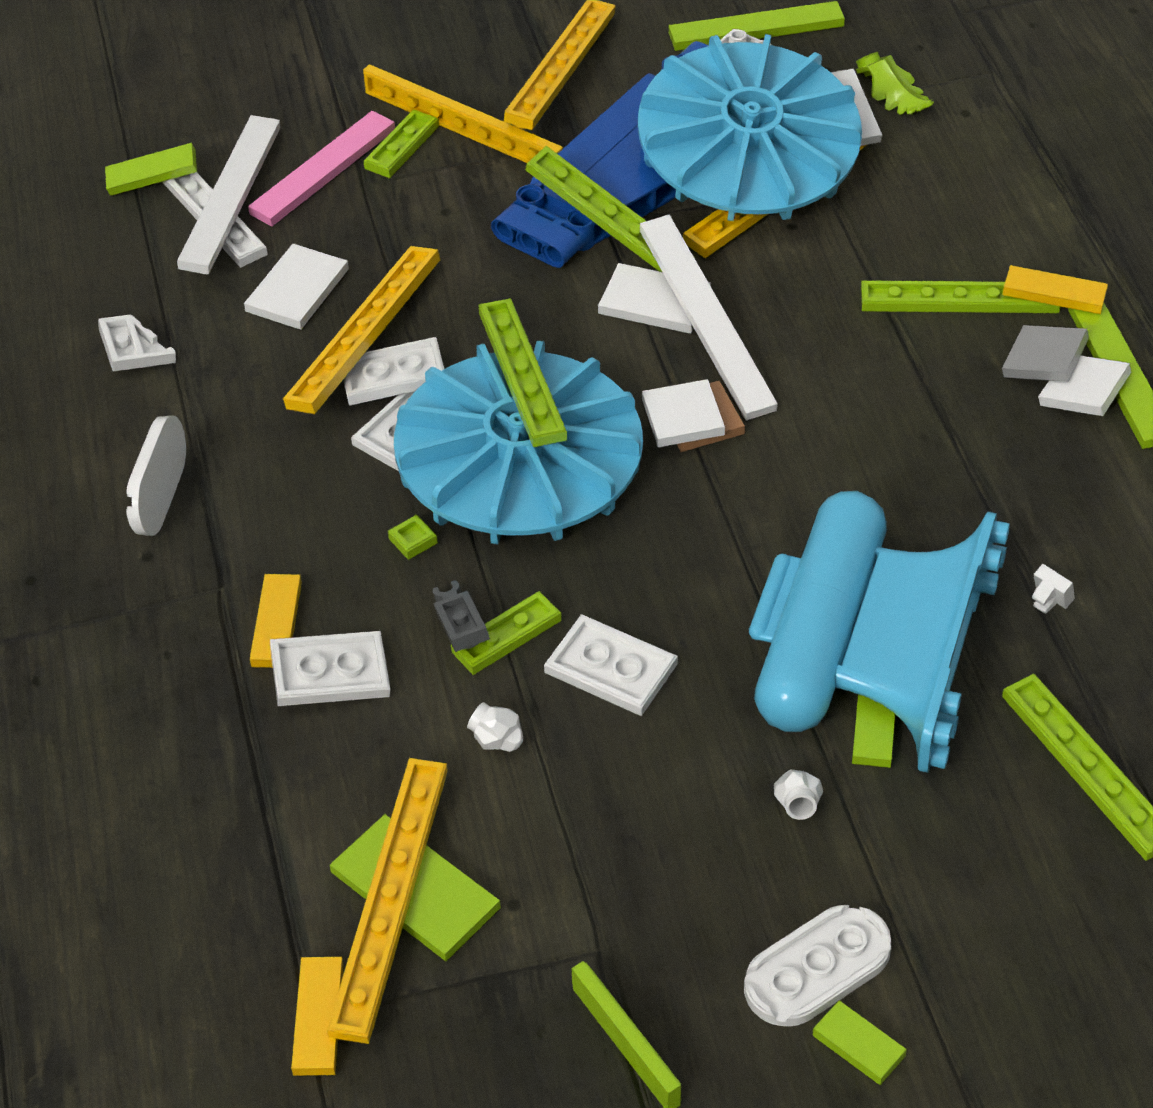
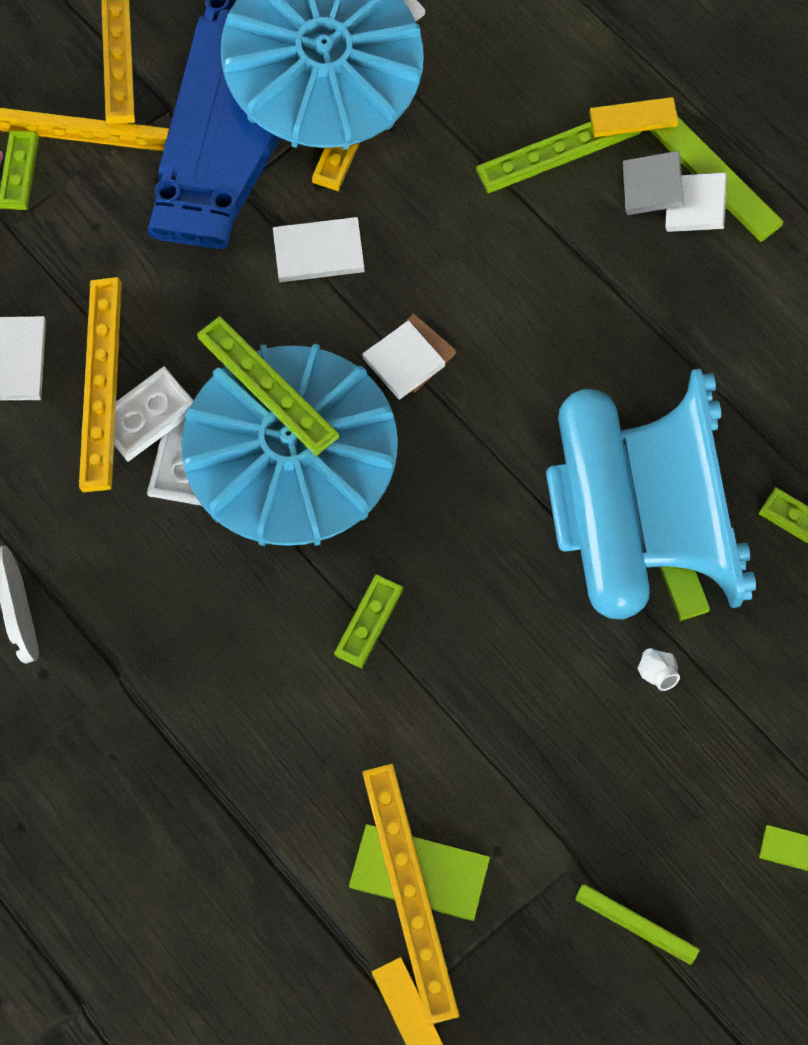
camera: 25 degrees left, 20 degrees up
(275, 615) = (183, 690): yellow tile -> none
(329, 668) = (252, 716): white tile -> none
(412, 537) = (248, 565): lime tile -> none
(459, 618) = (331, 628): dark grey plate -> none
(496, 728) = (410, 713): white rock -> none
(591, 201) = (245, 185): lime tile -> none
(611, 664) = (462, 614): white tile -> none
(708, 318) = (374, 255): white tile -> none
(817, 965) = (736, 801): white tile -> none
(1051, 589) = (756, 406): white tile -> none

